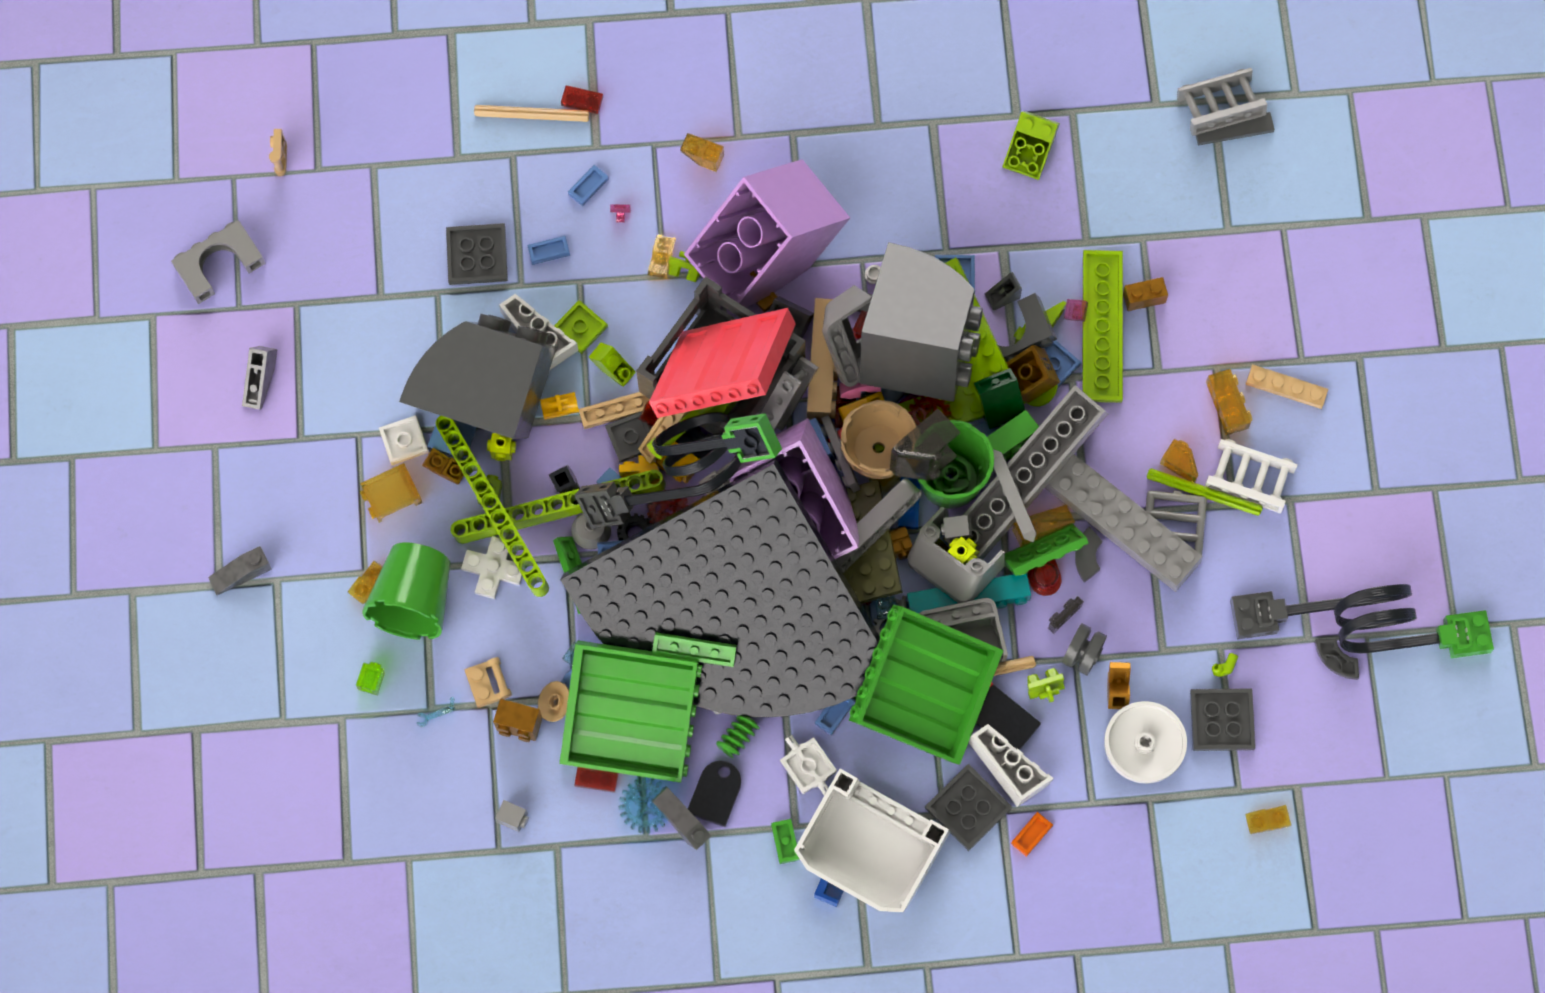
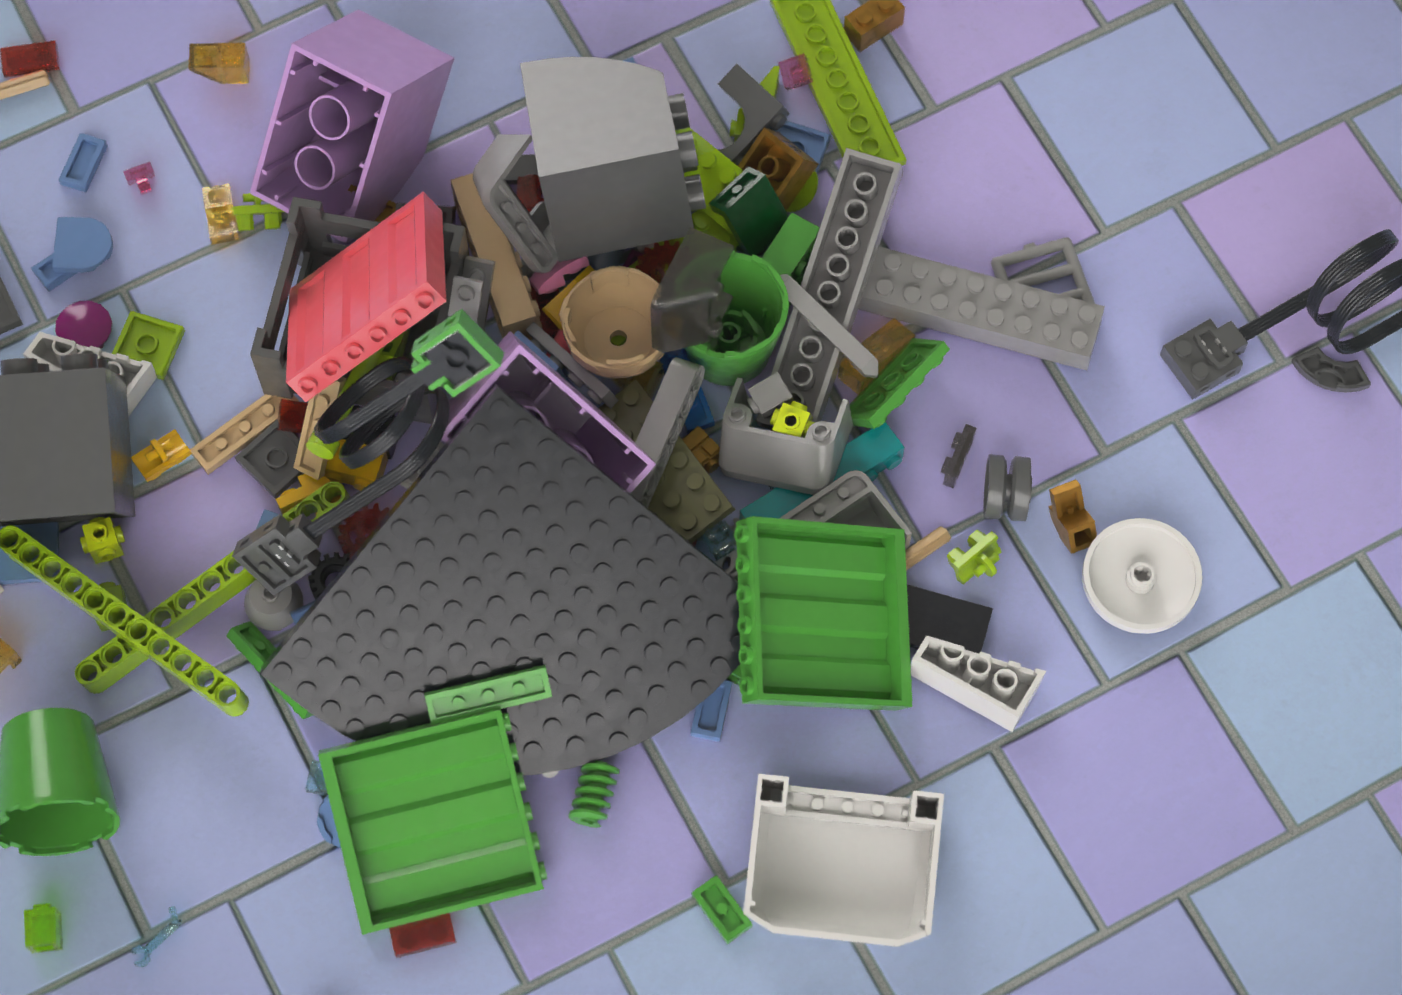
camera: 25 degrees left, 5 degrees down
(443, 466) = (32, 599): pearl gold slope -> none
(481, 685) = (205, 872): tan plate -> none
(491, 568) = (156, 708): white plate -> none
(517, 720) = (278, 899): pearl gold brick -> none
(545, 297) = (85, 324): none -> magenta dish
(553, 701) = (318, 852): tan dish -> none
(564, 243) = (80, 245): none -> medium blue tile
(564, 480) = (209, 548): black brick -> none
(612, 363) = (210, 374): lime slope -> none
(636, 821) = (495, 938): clear light blue gear -> none
(681, 818) = (566, 938): flat silver slope -> none
(714, 794) = (597, 886): black tile -> none
(808, 765) = (707, 794): white plate -> none
(828, 893) = (812, 953): blue panel -> none
(872, 273) = (513, 125): white plate -> none
(968, 807) = (948, 757): dark grey plate -> none
(1004, 292) = (695, 82): dark grey slope -> none
(1031, 834) = (1048, 759): orange tile -> none
(1045, 579) = (911, 421): clear red piece -> none
(1086, 557) = (951, 374): dark grey tile -> none
(1180, 460) = (1016, 205): clear yellow slope -> none
(1200, 490) = (1054, 232): lime axle -> none
(1222, 719) = (1225, 507): dark grey plate -> none
(1225, 668) = (1197, 440): lime arm -> none
(1229, 401) = (1041, 110): clear yellow brick -> none
(1268, 820) = (1345, 611): clear yellow slope -> none
(1271, 502) = (1113, 214): white fence -> none
(1286, 386) = (1103, 65): tan plate -> none

